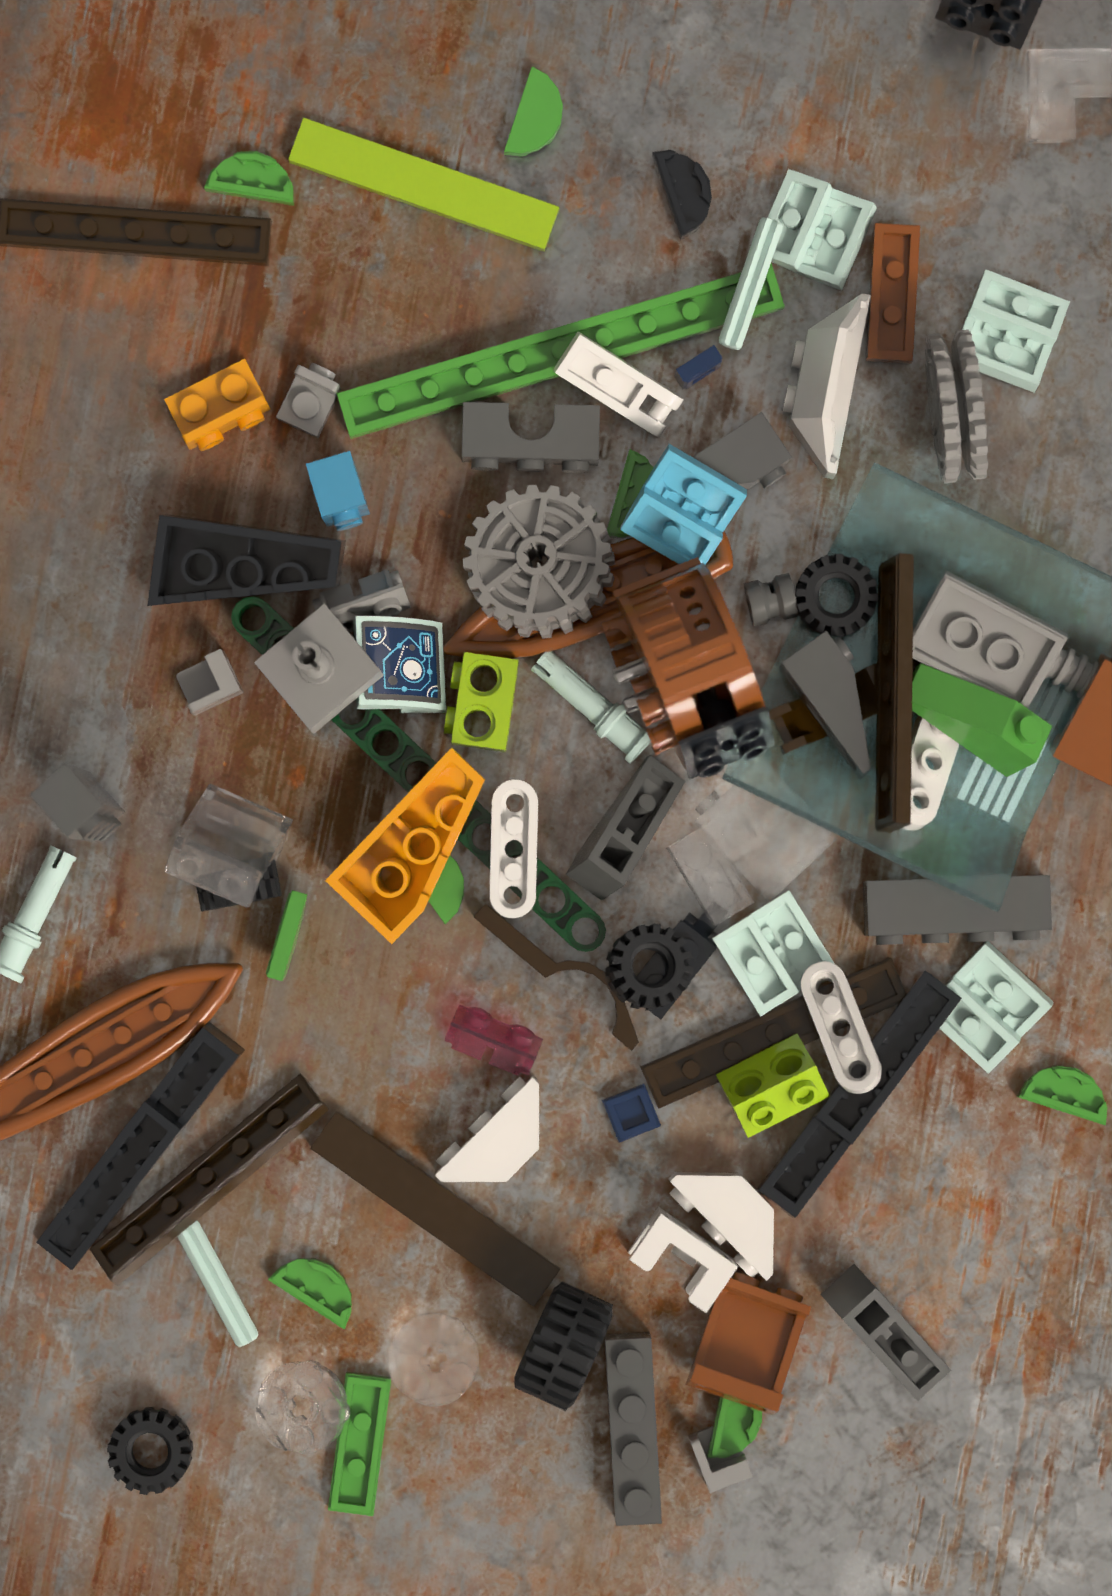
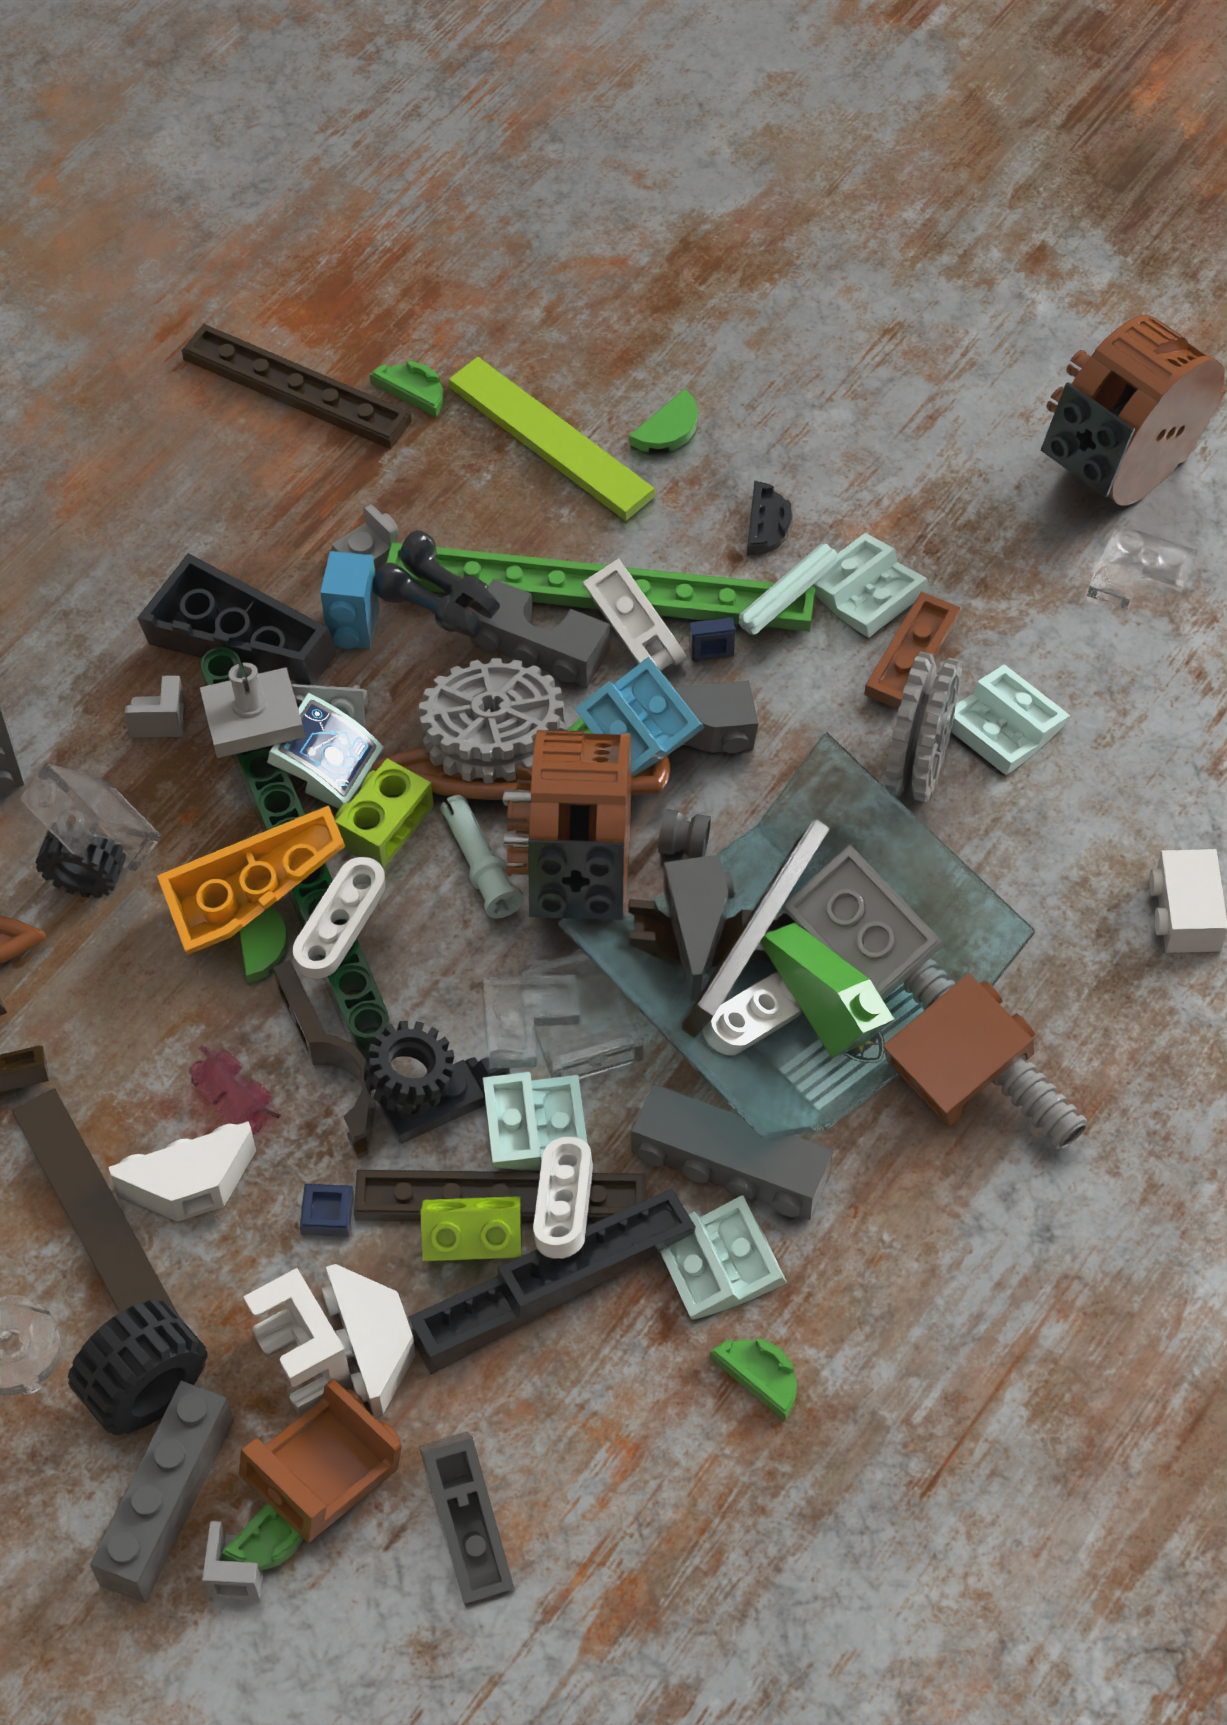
camera: 30 degrees right, 30 degrees down
(217, 406) = (288, 522): light orange bracket -> none
(287, 936) = (100, 924): bright green tile -> none
(379, 450) = (420, 559): none -> black piece
(626, 829) = (451, 962): dark grey slope -> none
(826, 383) = (822, 688): white wedge -> none
(853, 573) = (752, 829): black tyre -> none

